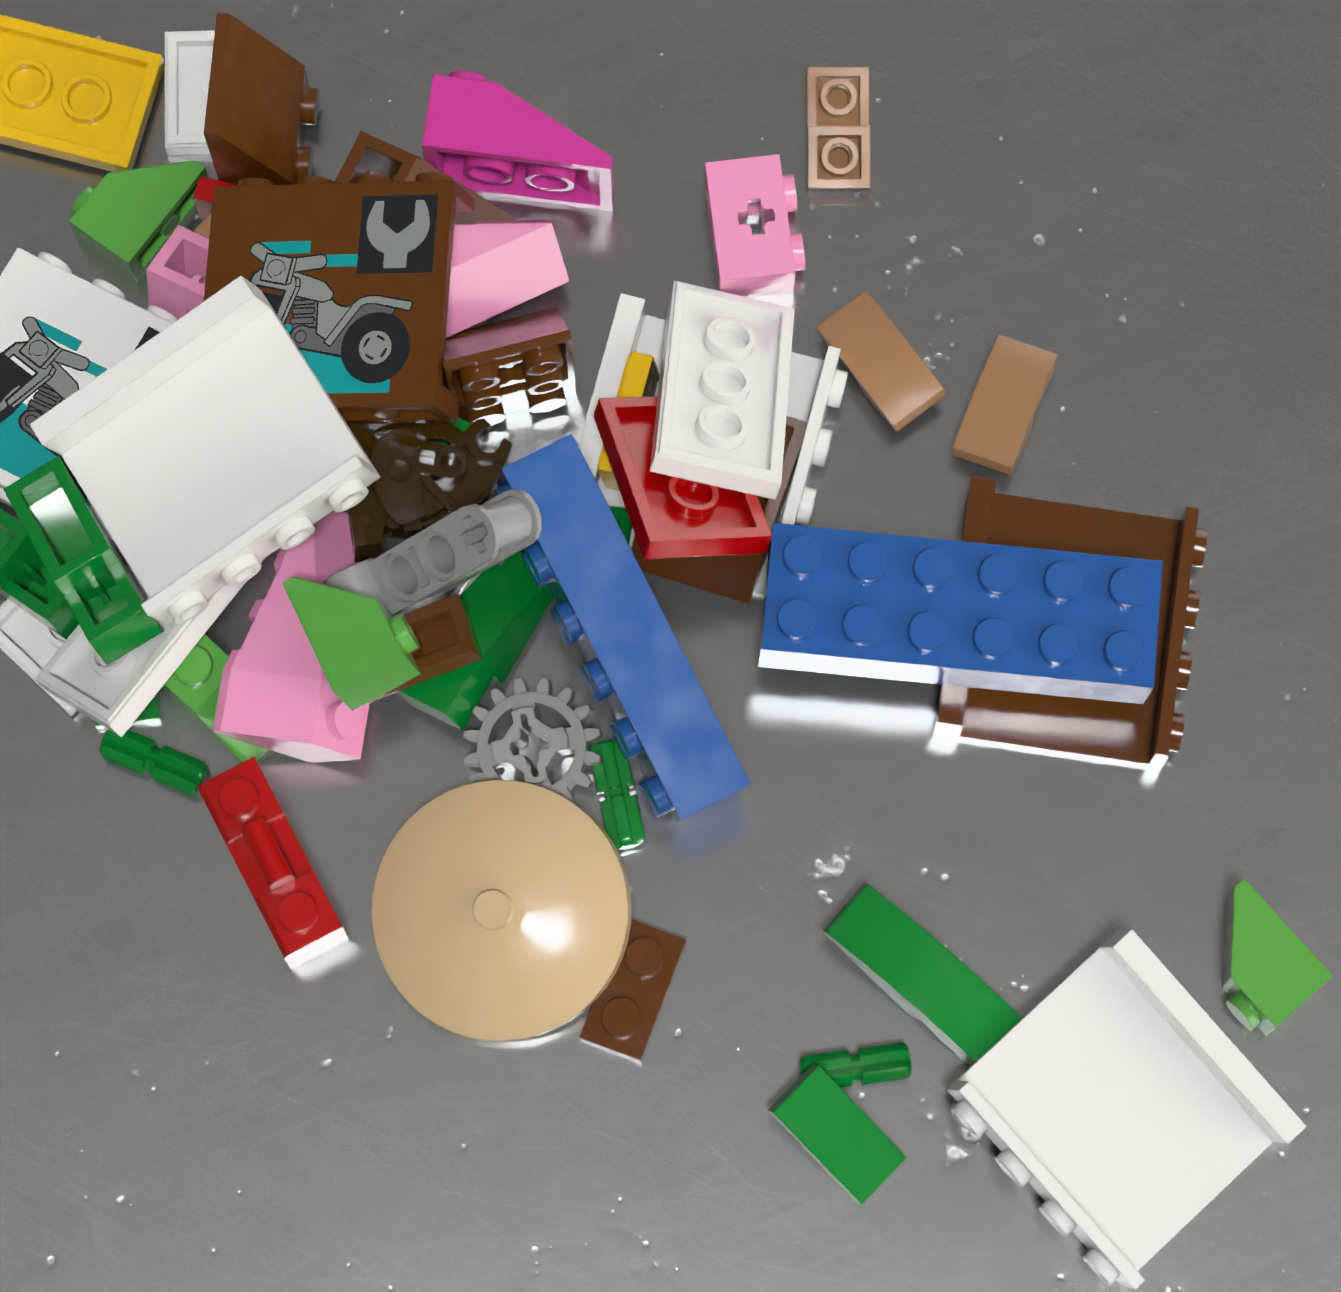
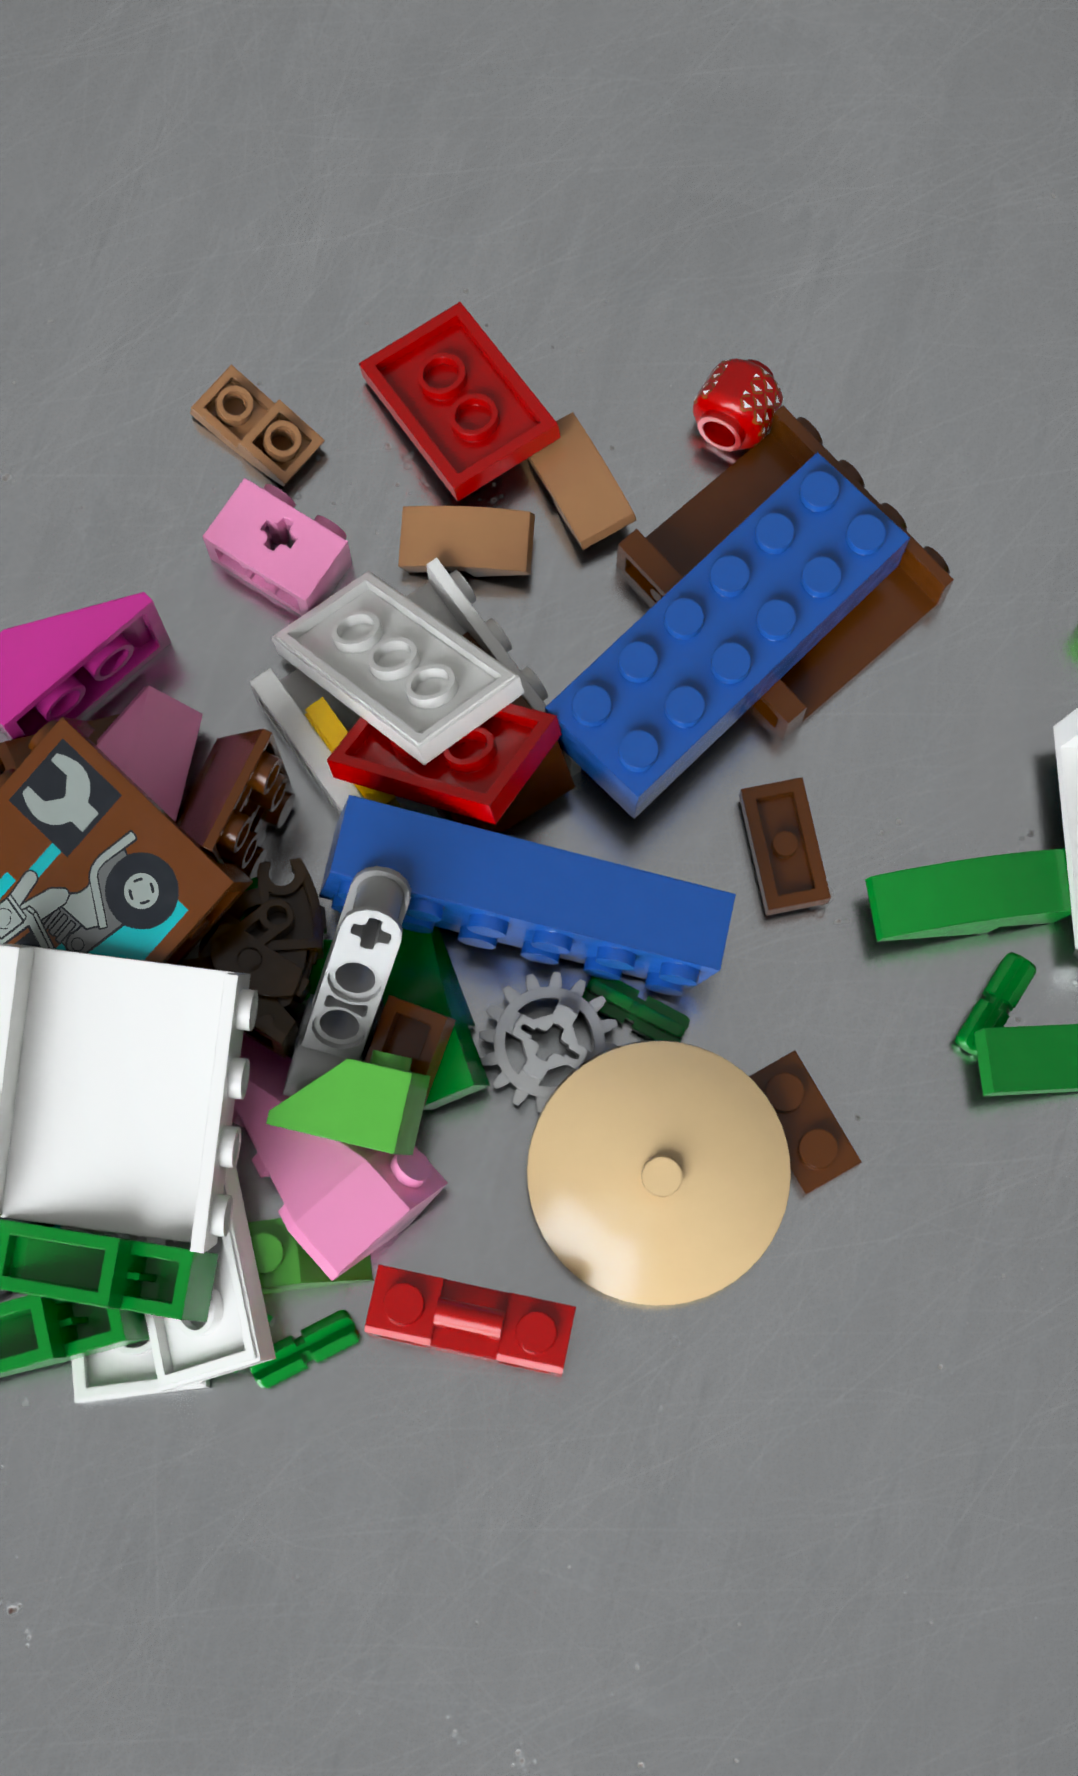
camera: 50 degrees left, 0 degrees up
(842, 802) = (784, 846): none -> reddish brown plate
(988, 261) = (459, 401): none -> red plate
(1174, 474) = (737, 404): none -> red head

